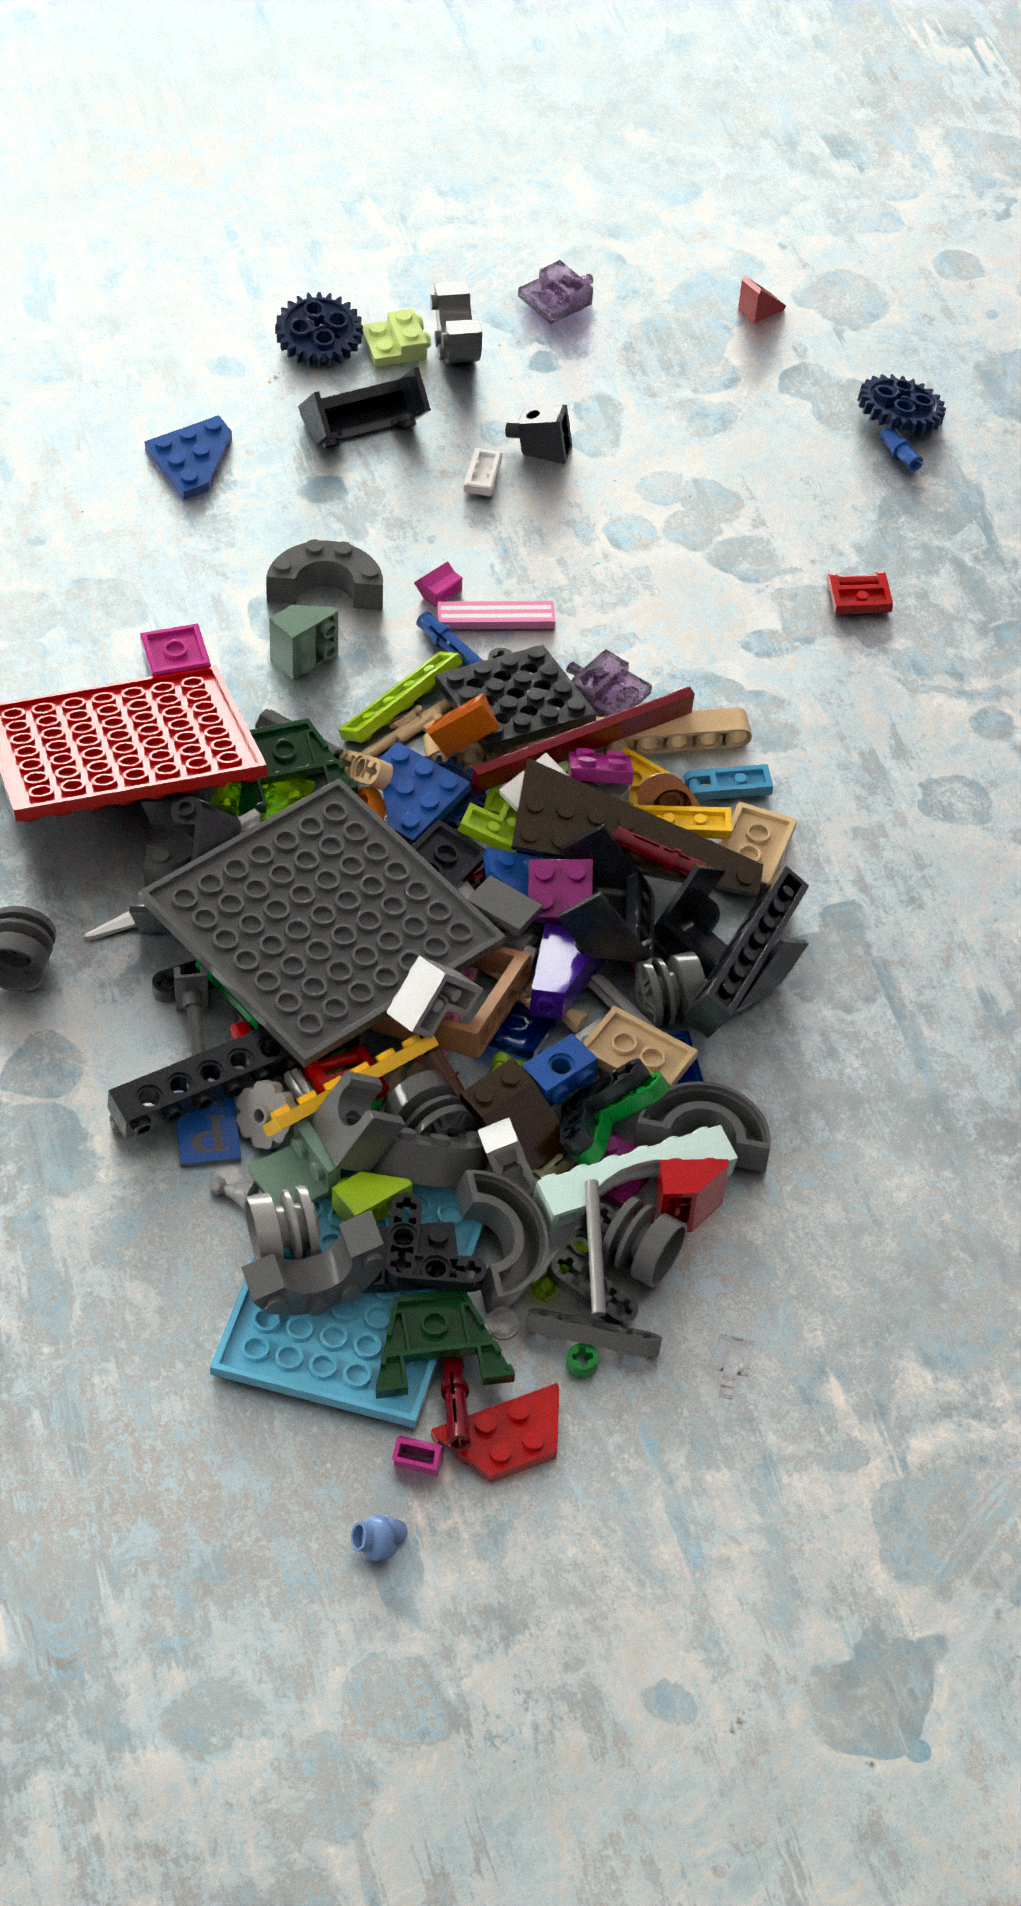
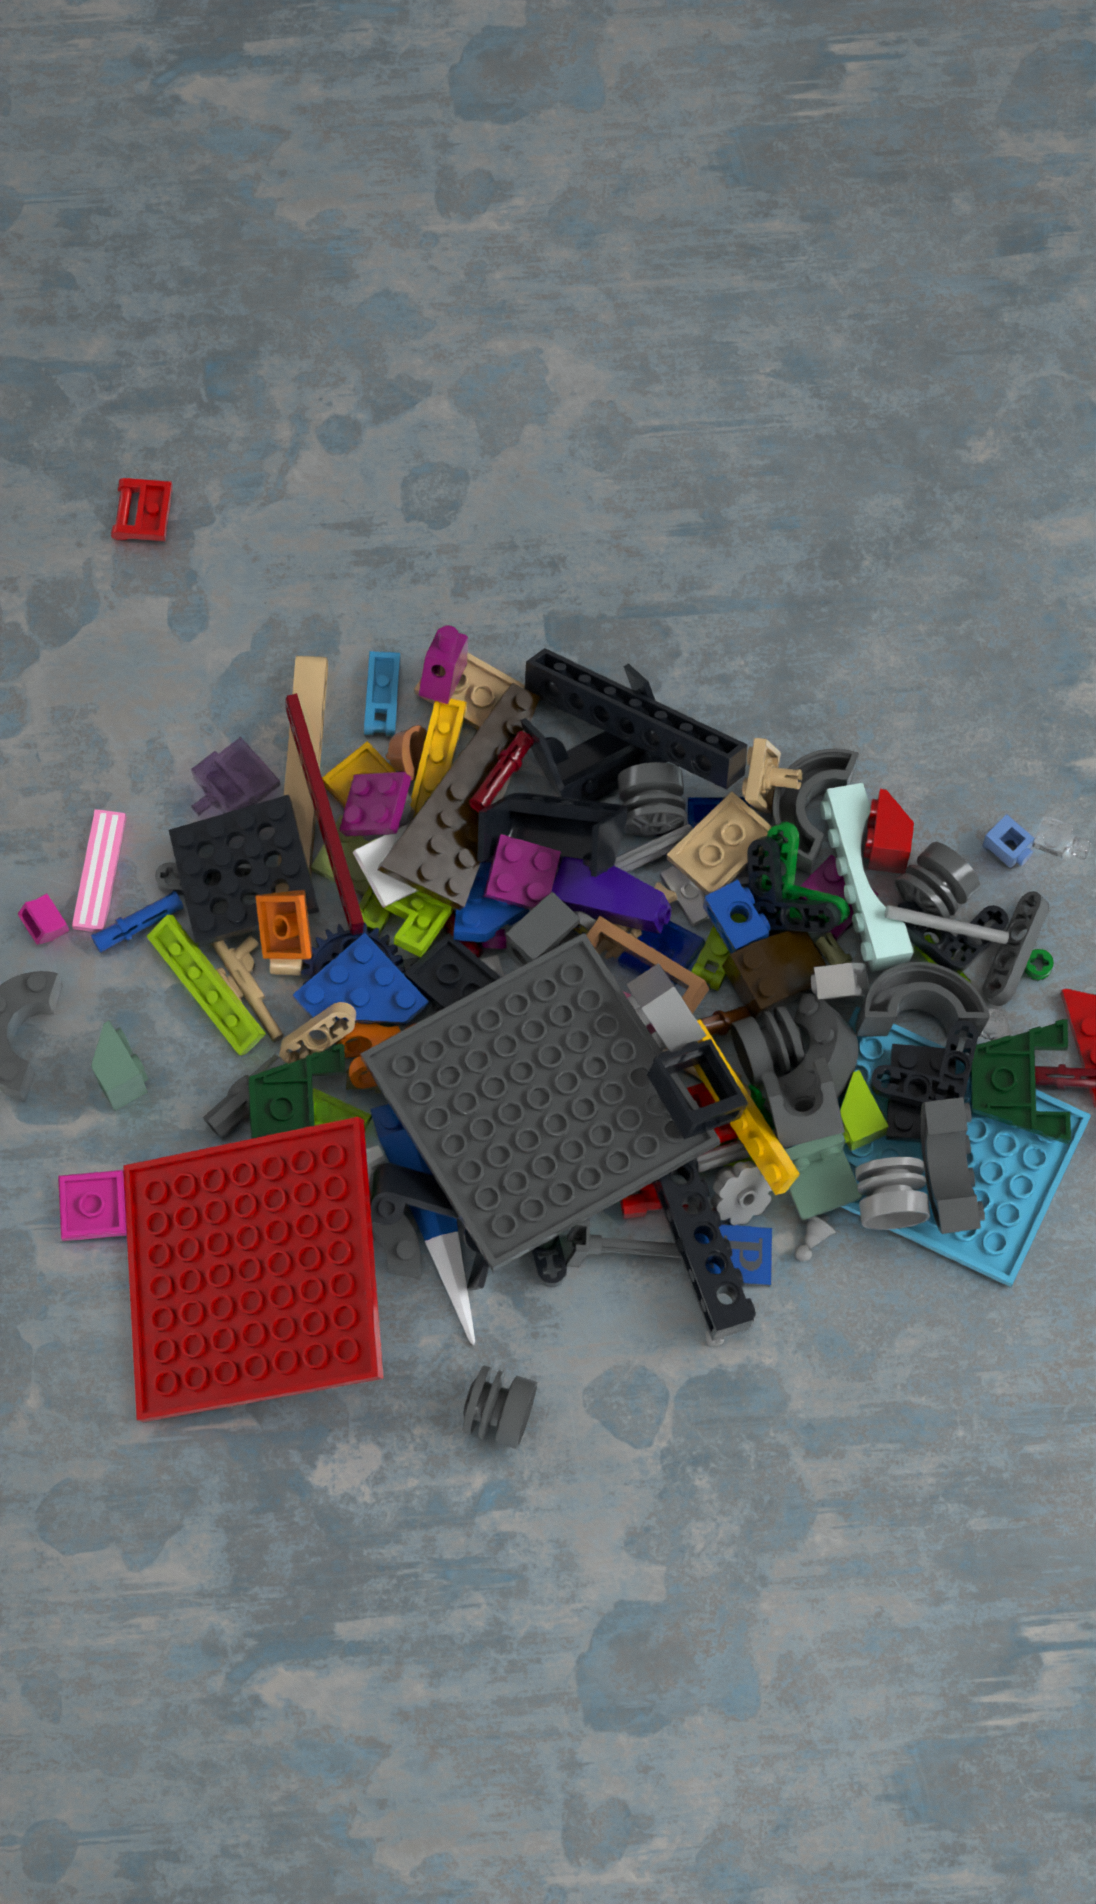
camera: 75 degrees left, 20 degrees up
(326, 1042) = (695, 1122): none -> black window
(714, 1311) = (1009, 832): none -> medium blue brick
(720, 1067) = (766, 775): none -> tan plate
(761, 799) = (449, 651): none -> magenta torso

